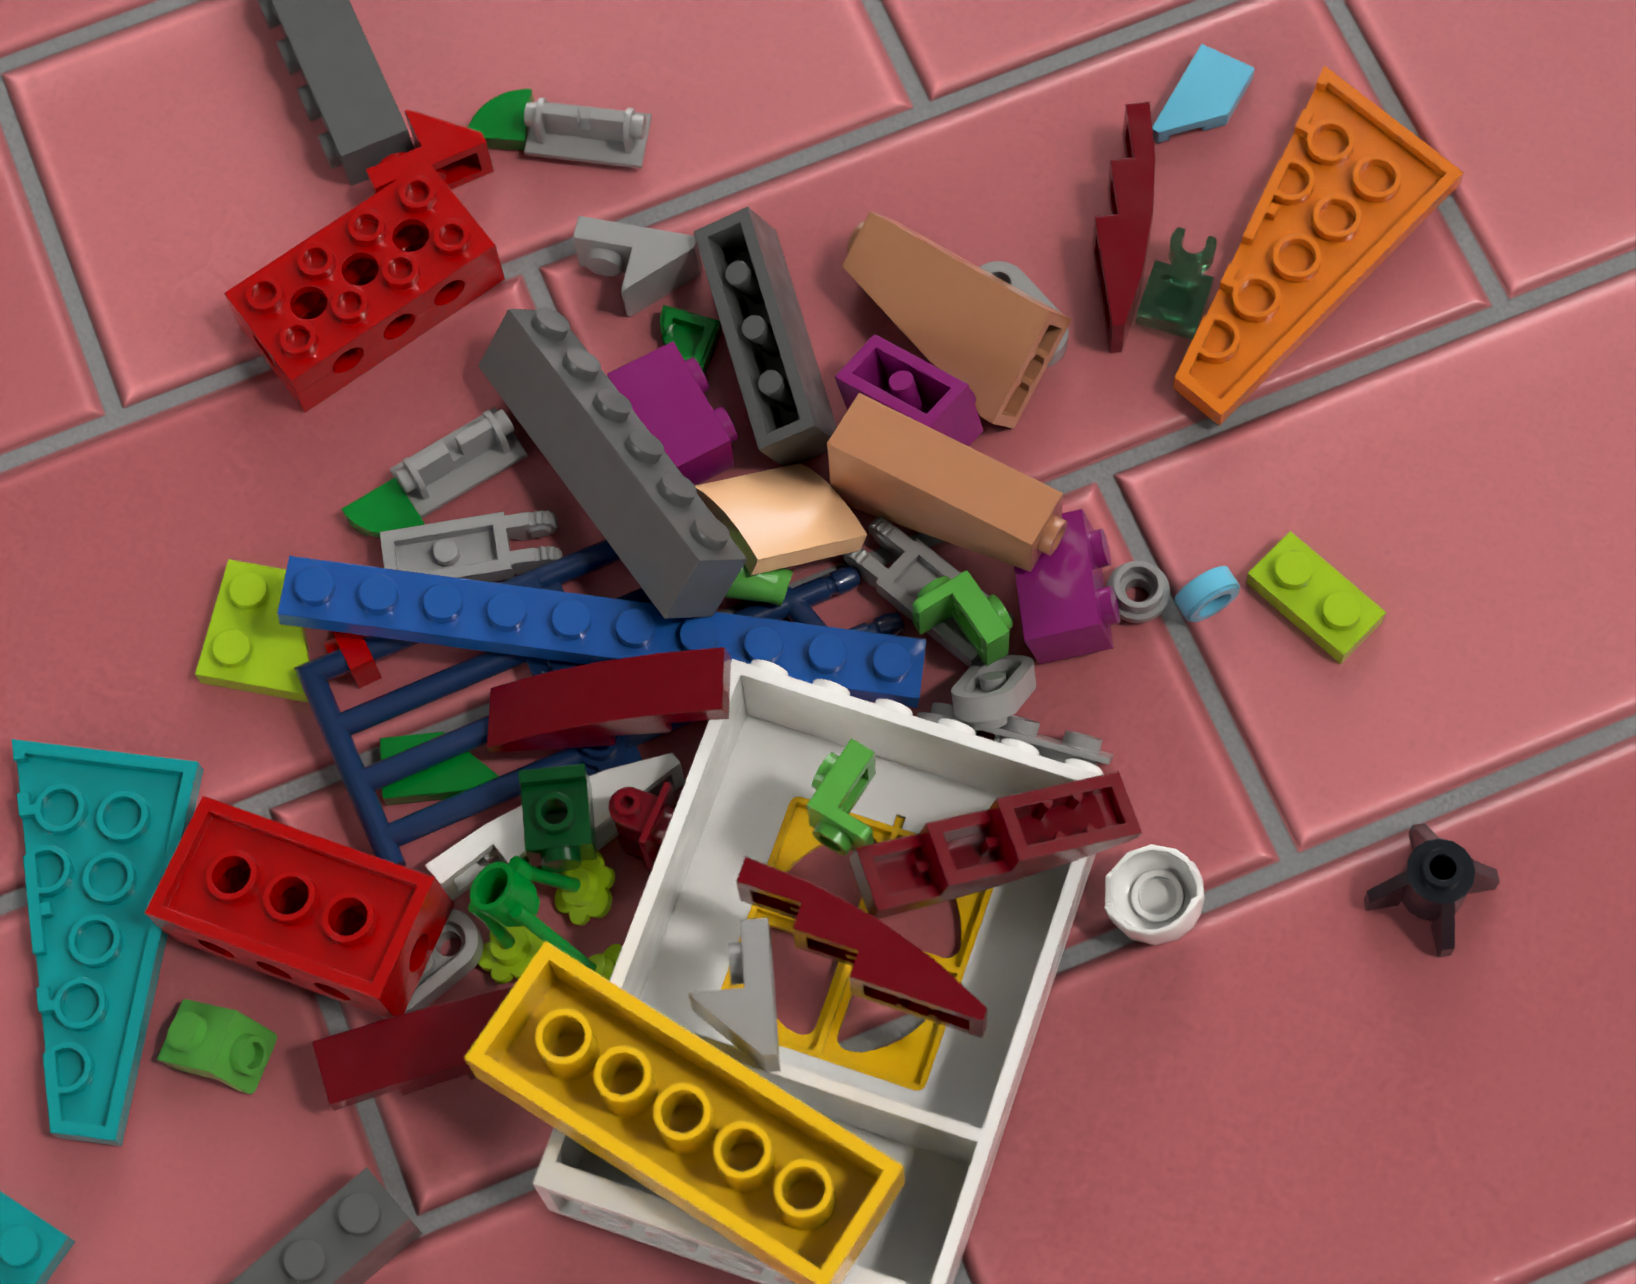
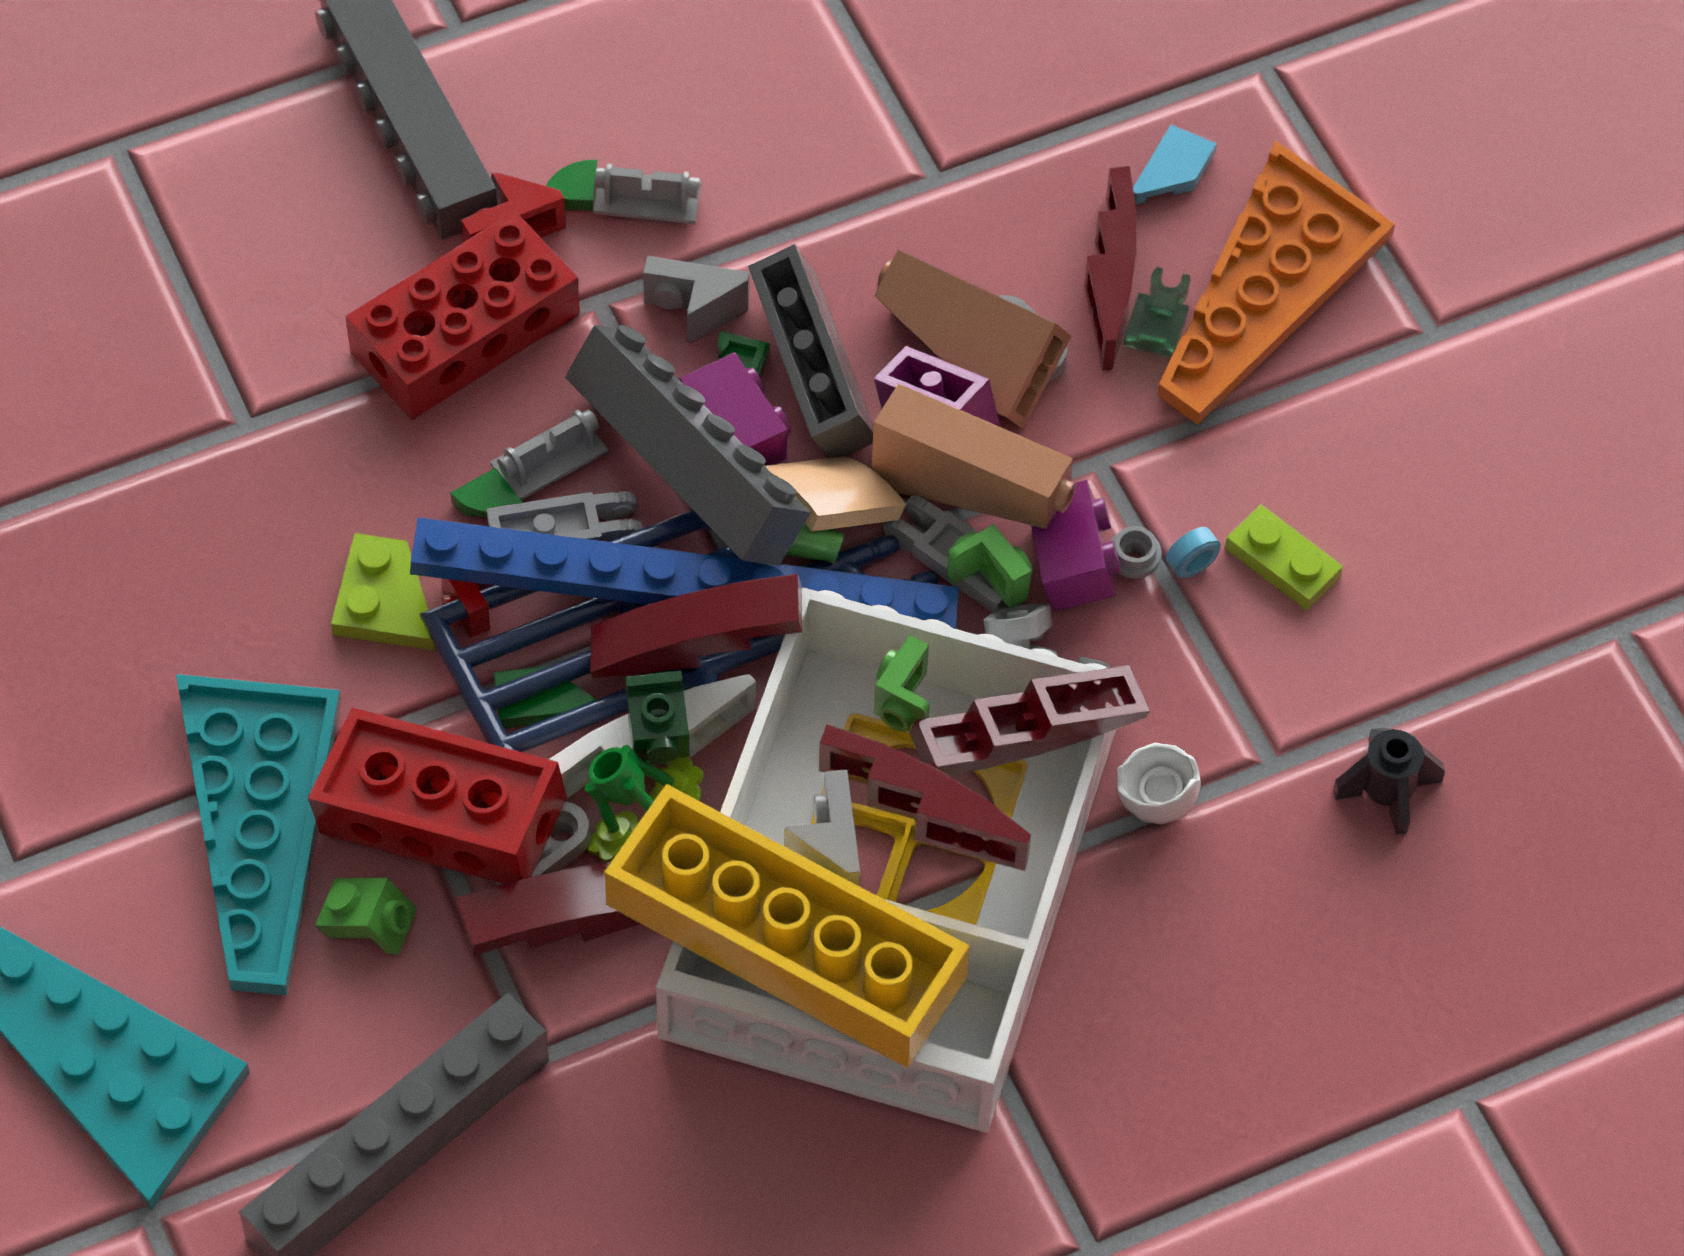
camera: 10 degrees left, 10 degrees down
(642, 820) = (727, 726): dark red hinge -> none

